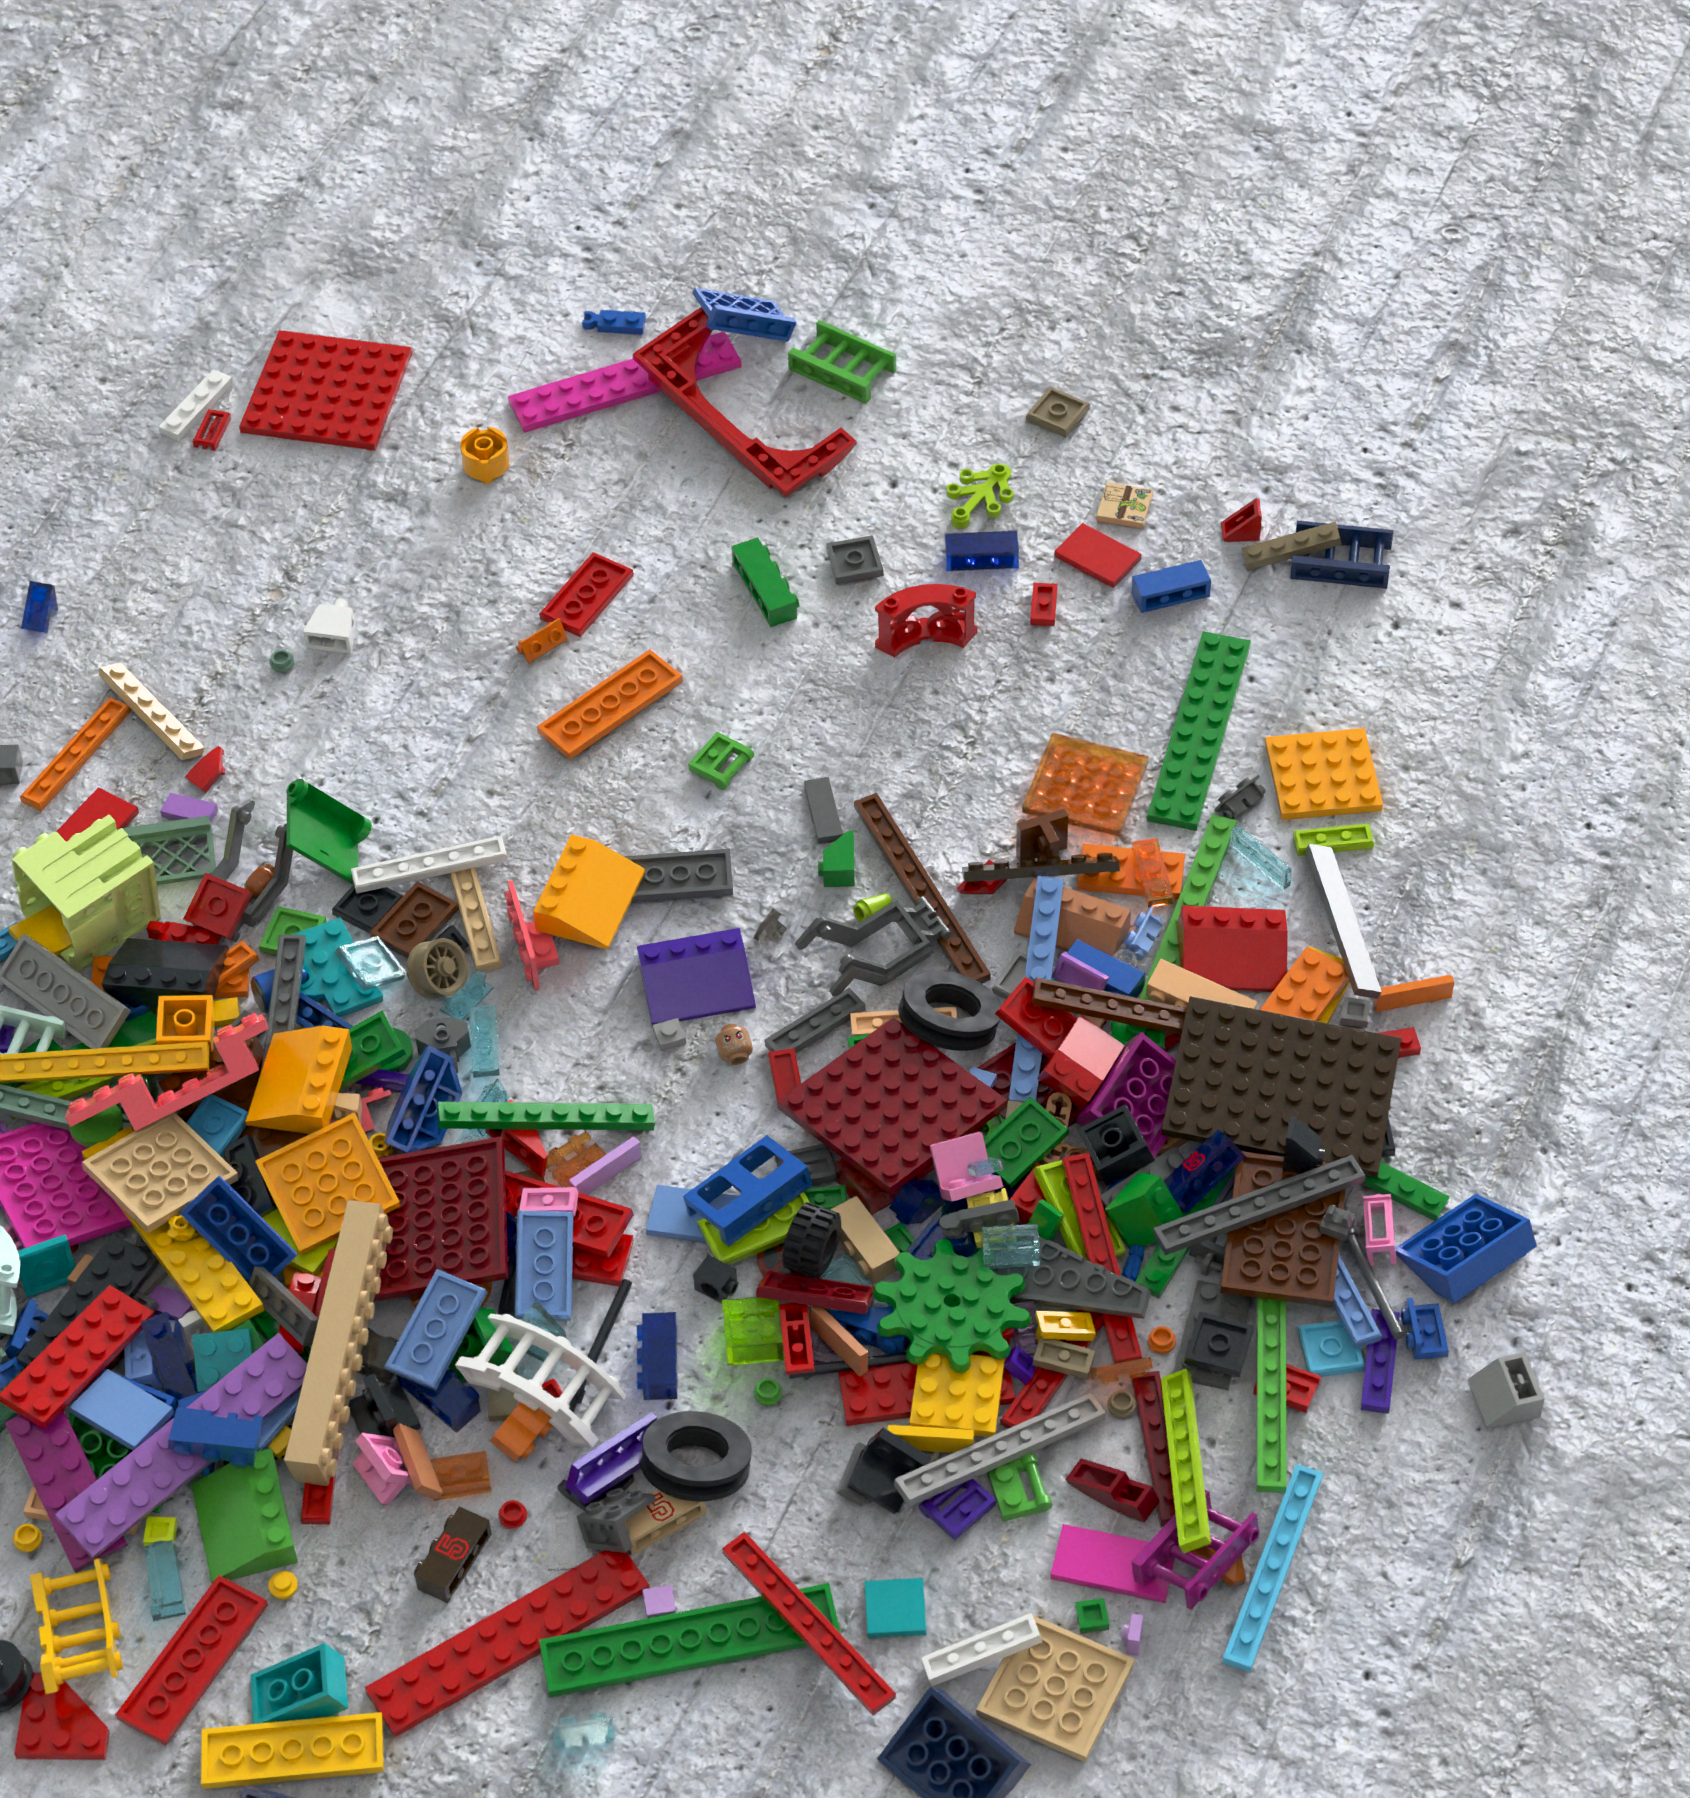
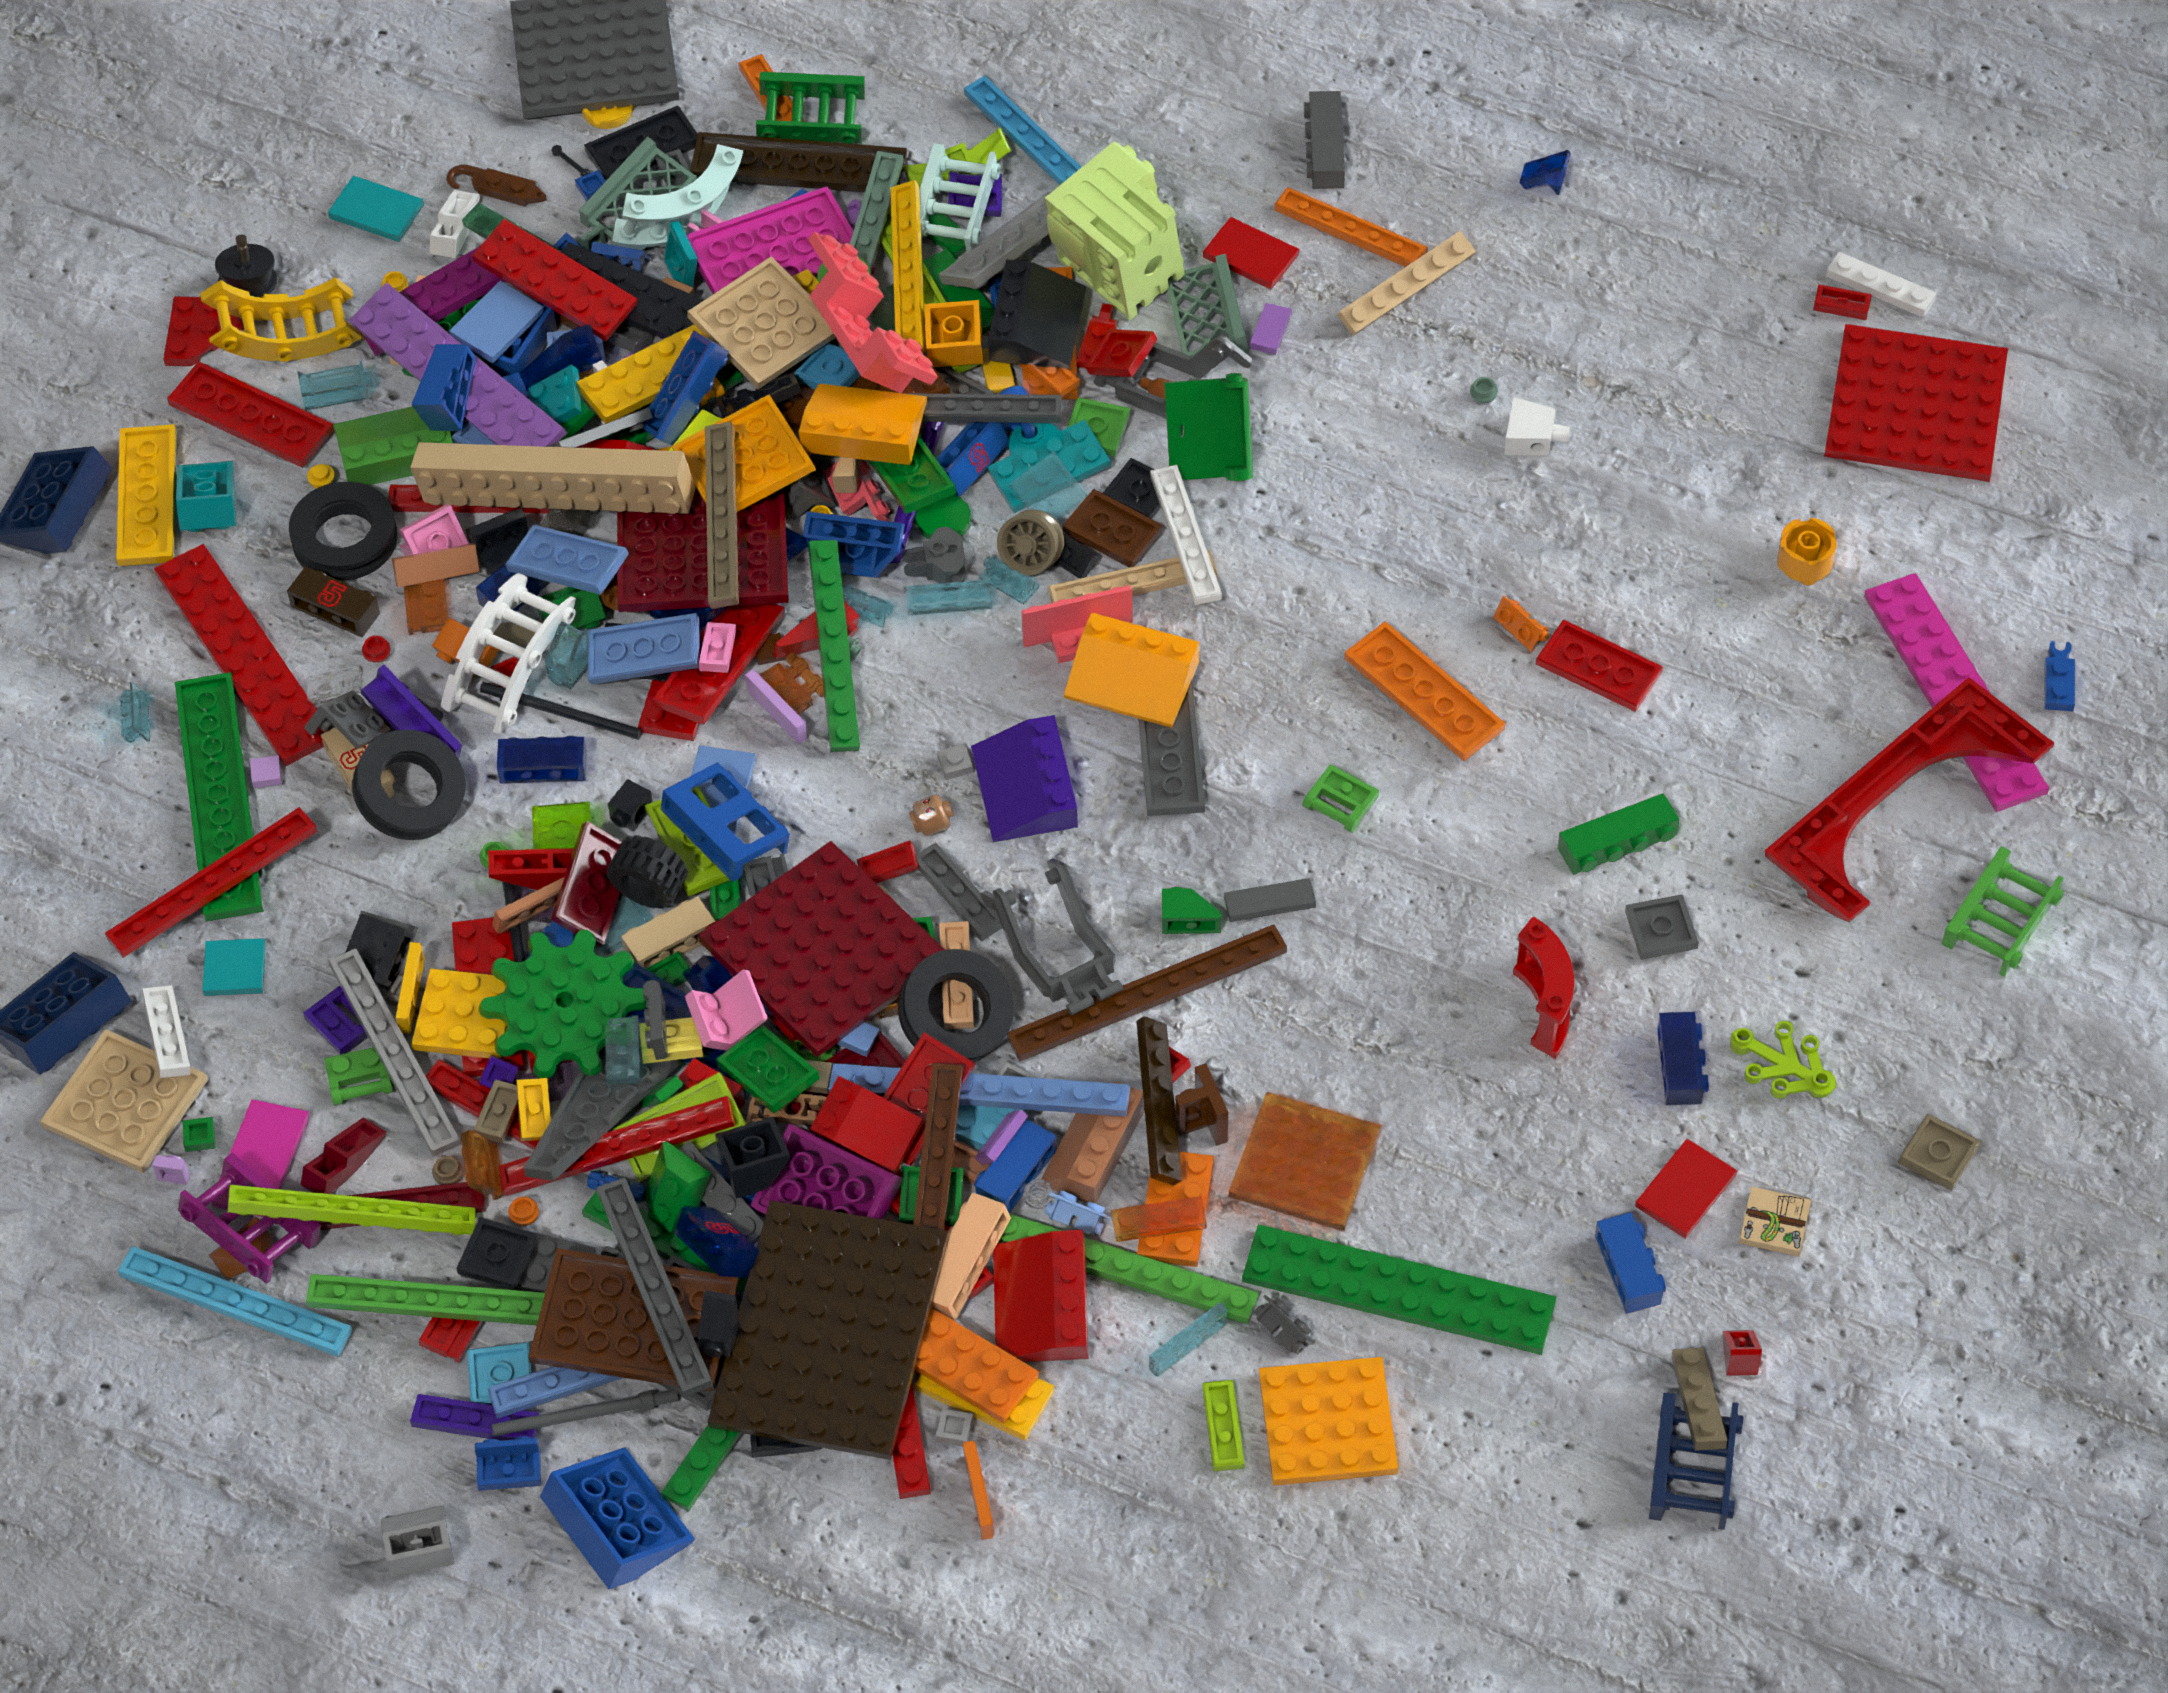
camera: 90 degrees right, 5 degrees up
(160, 1529) = (386, 379): neon yellow plate -> none
(207, 770) = (1322, 336): red slope -> none
(372, 1589) = (333, 501): none -> black tyre
(407, 1186) = (721, 515): none -> dark tan plate
(744, 315) = (2040, 795): blue fence -> none
(770, 928) = (1092, 847): clear smoke tile -> none
(870, 905) = (1121, 944): lime cone -> none
(985, 1167) = (725, 1027): clear light blue tile -> none
(1044, 604) = (1595, 1124): red plate -> none
(1337, 1223) = (627, 1365): dark grey tile -> none
(1343, 921) = (1080, 1414): tile -> none
(1379, 1226) = (642, 1428): bright pink window -> none

